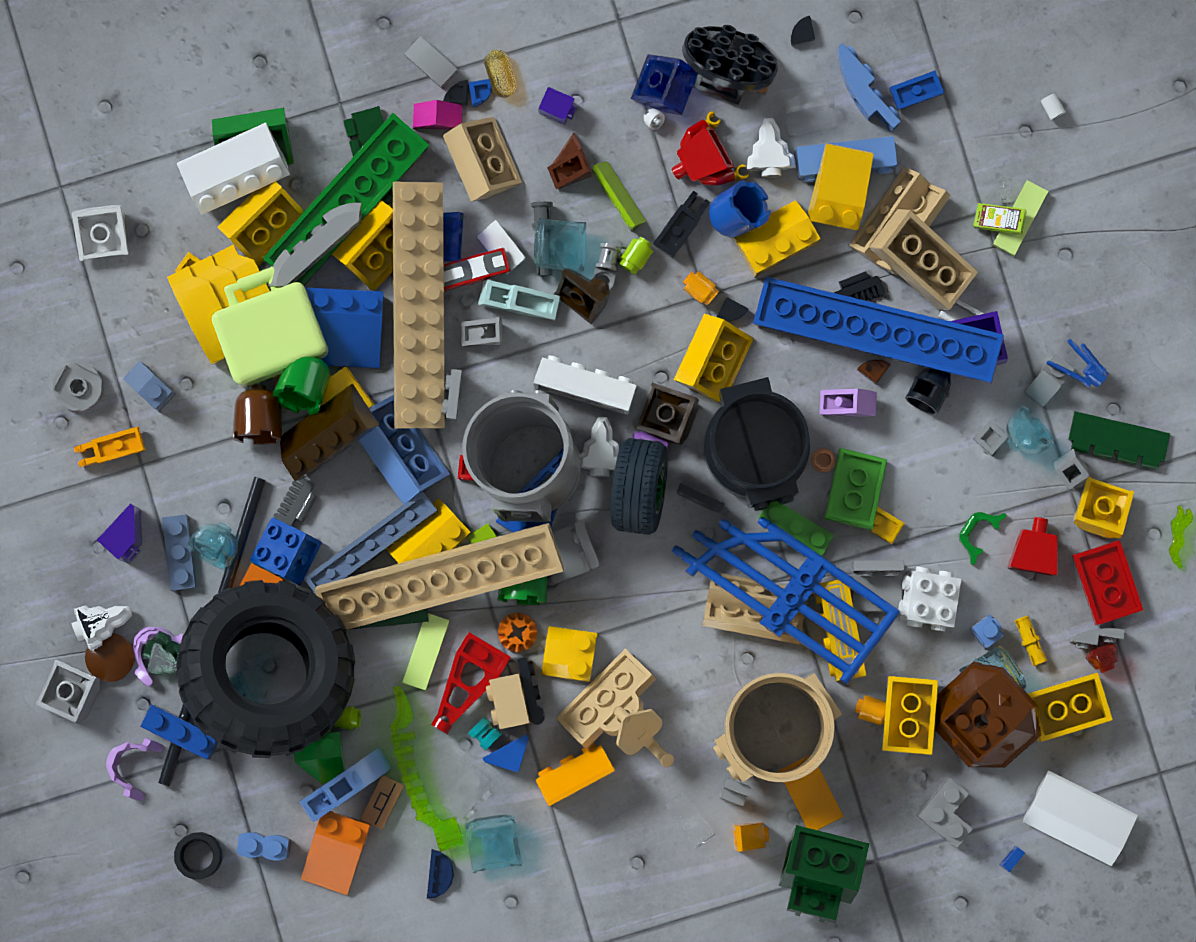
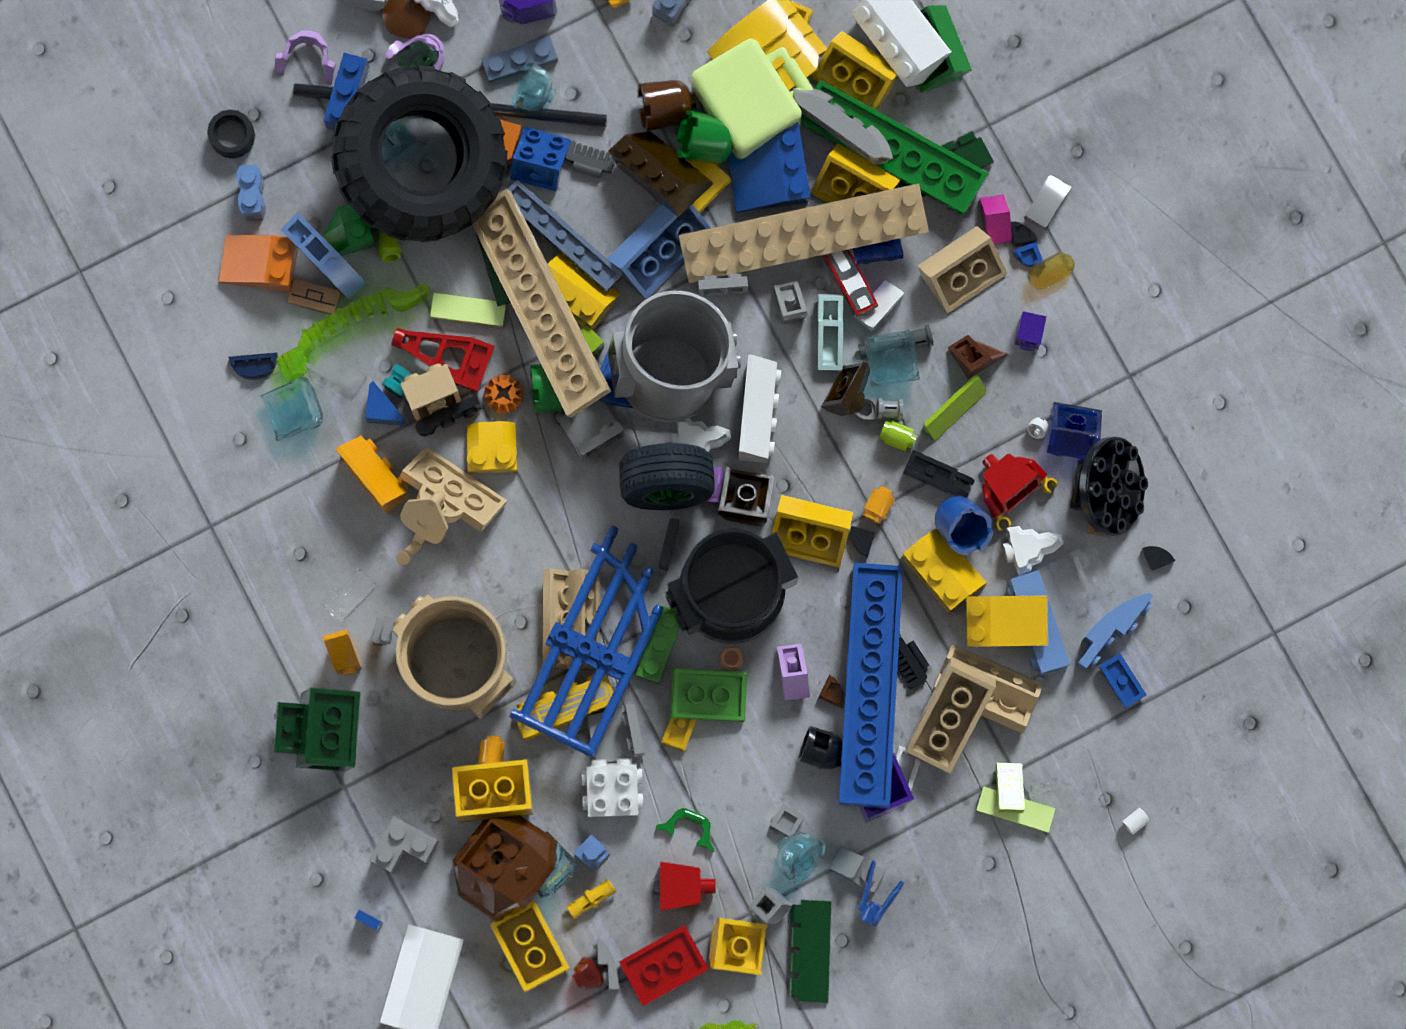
camera: 75 degrees right, 5 degrees down
(813, 797) = (395, 712): light orange sticker -> none

